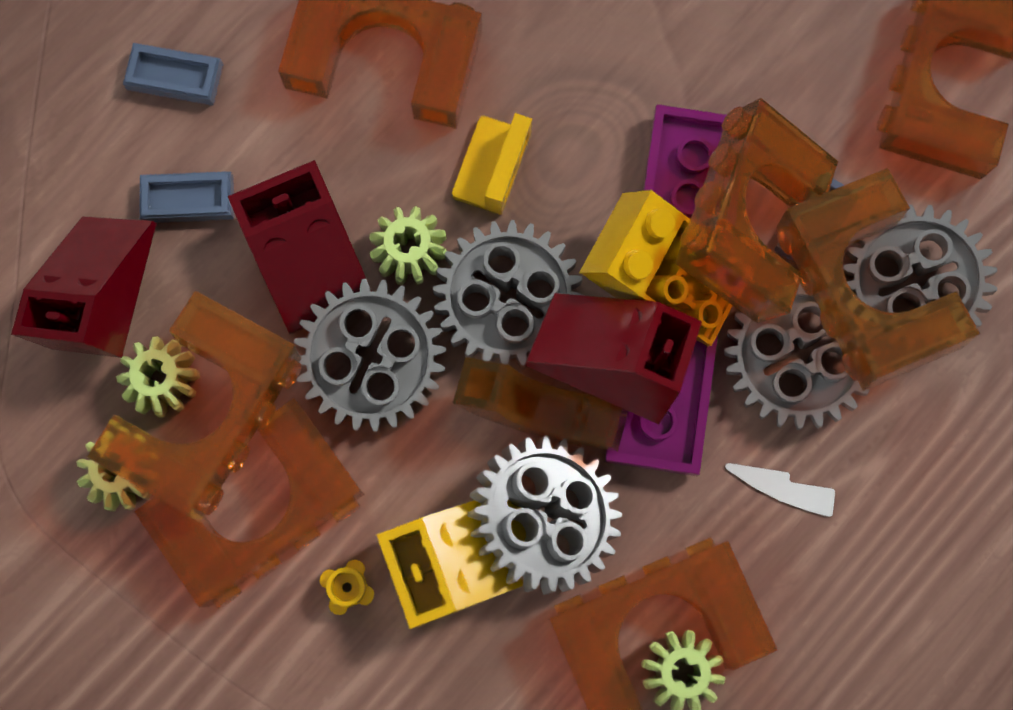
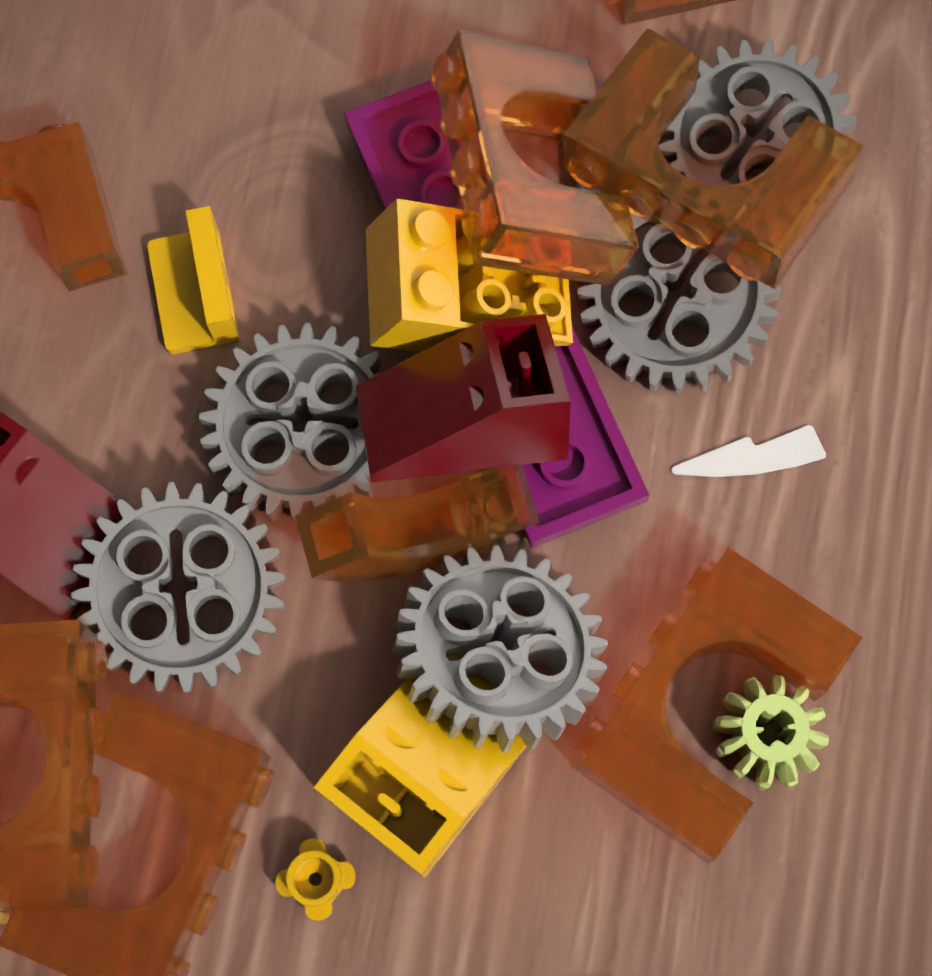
camera: 25 degrees left, 5 degrees down
(419, 256) = (127, 429): yellowish green gear -> none

